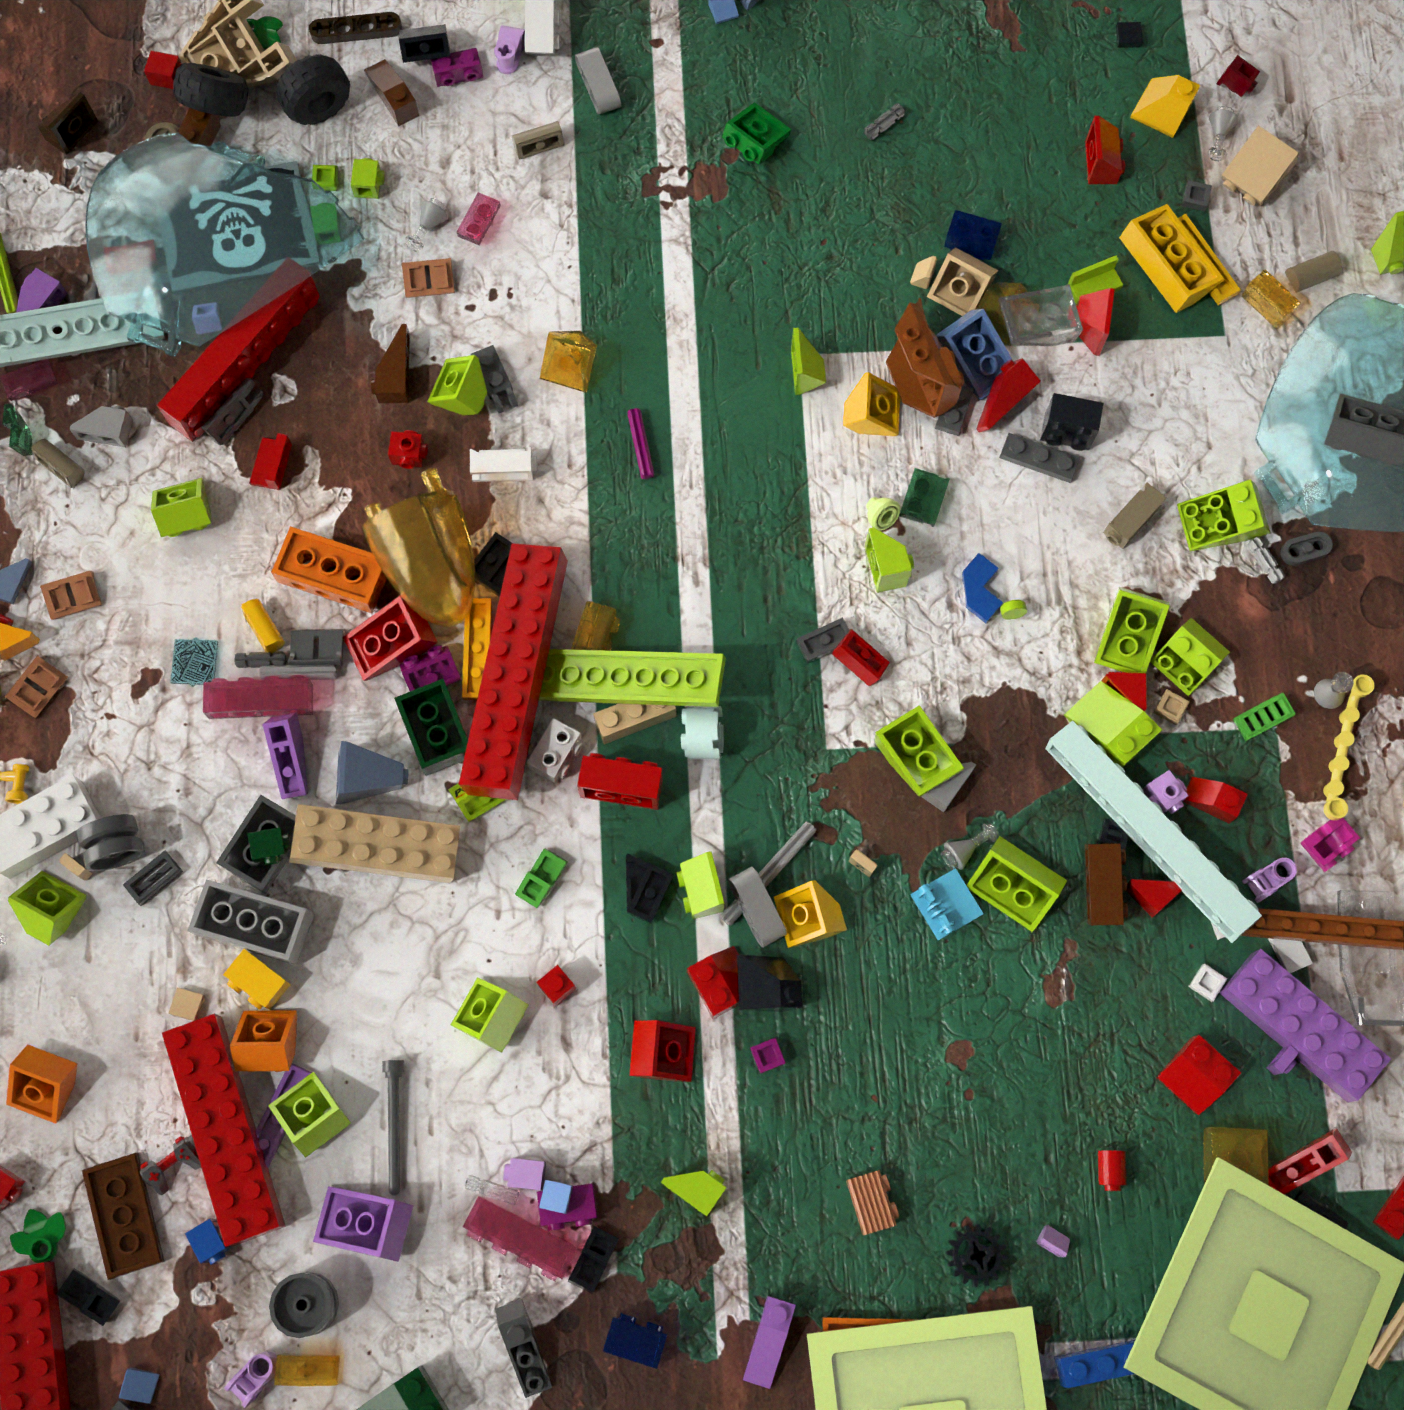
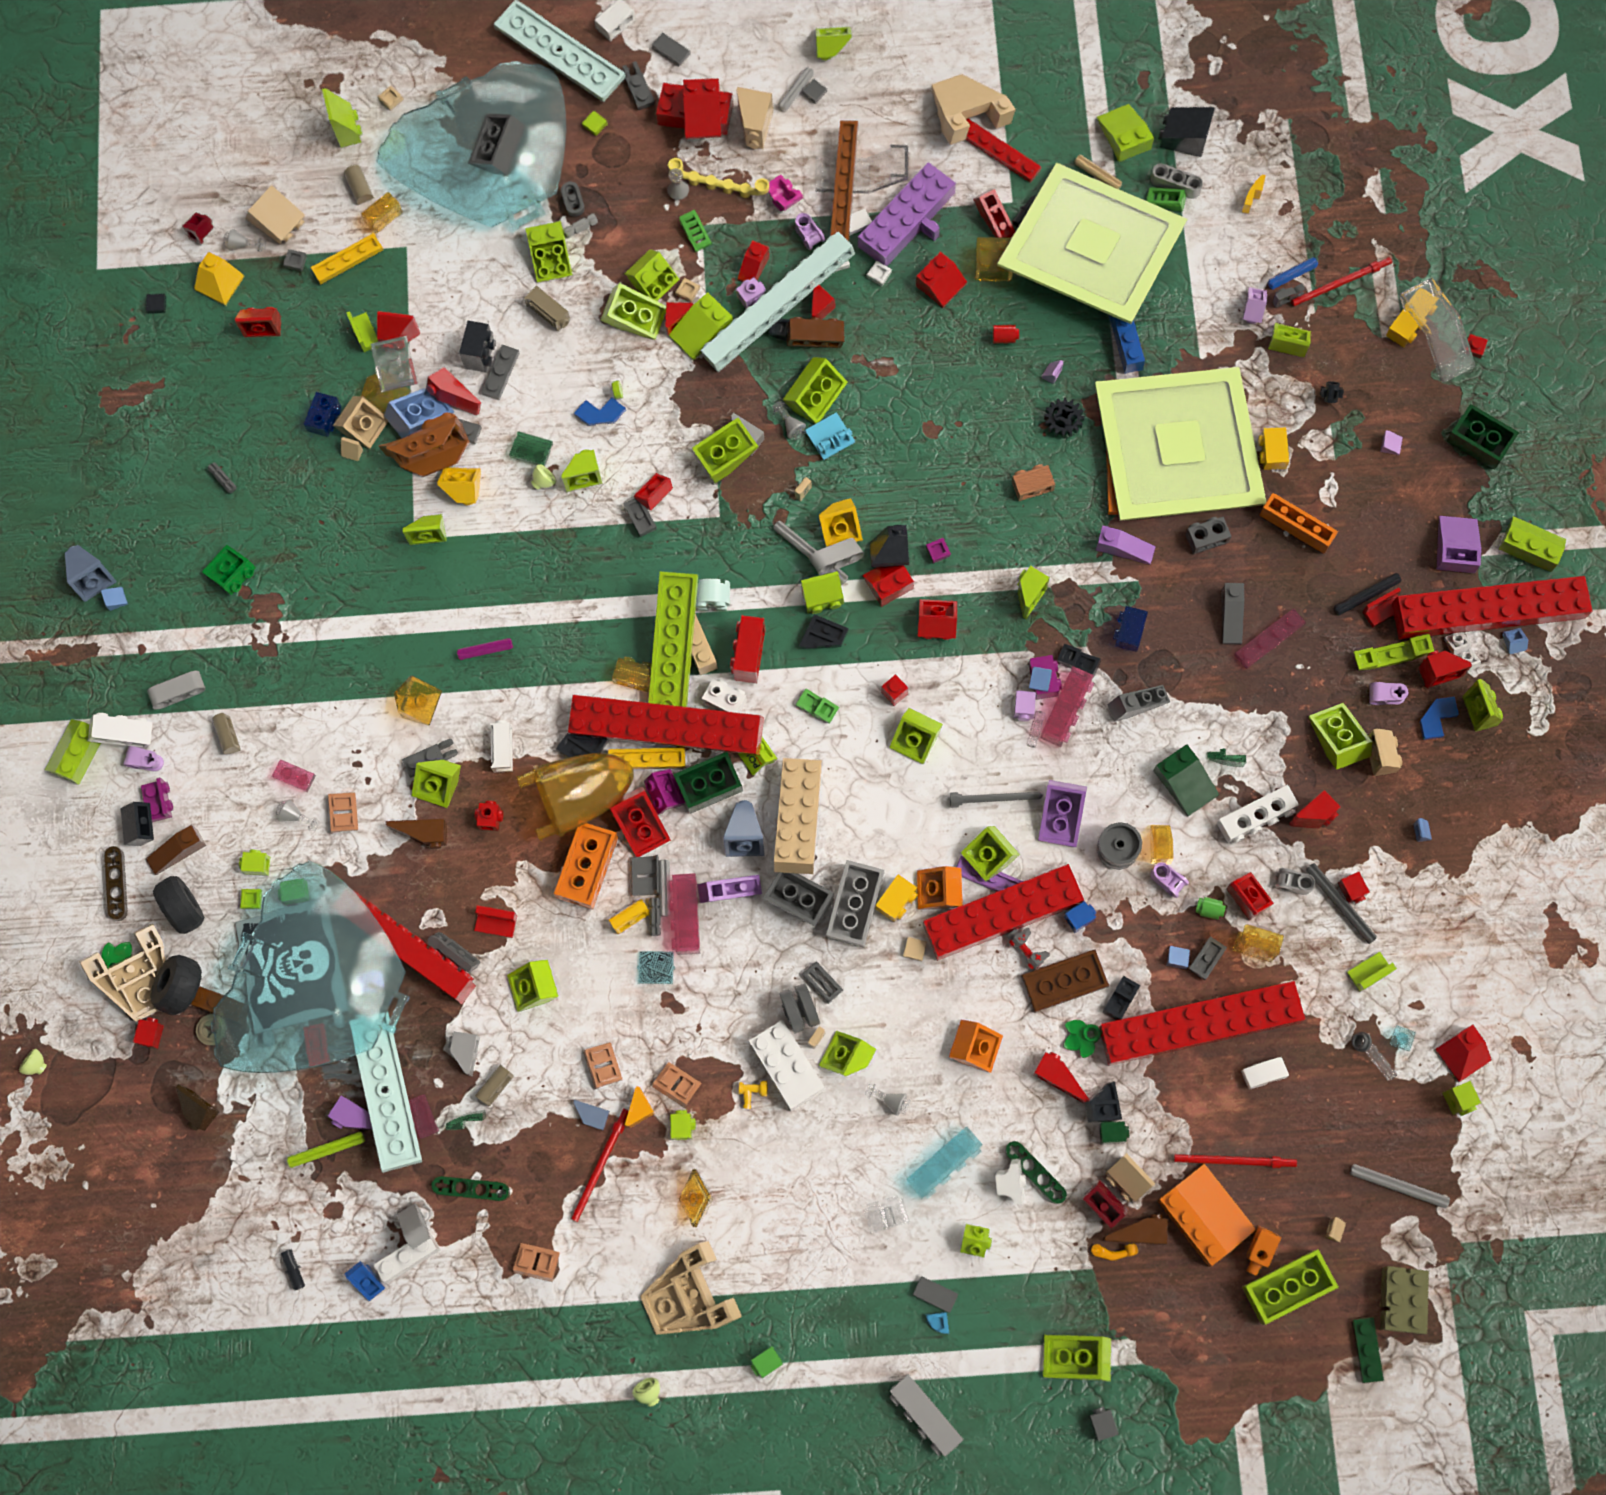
camera: 85 degrees left, 0 degrees up
(268, 845) = (803, 885): dark green brick -> none
(1171, 257) = (347, 277): yellow slope -> none

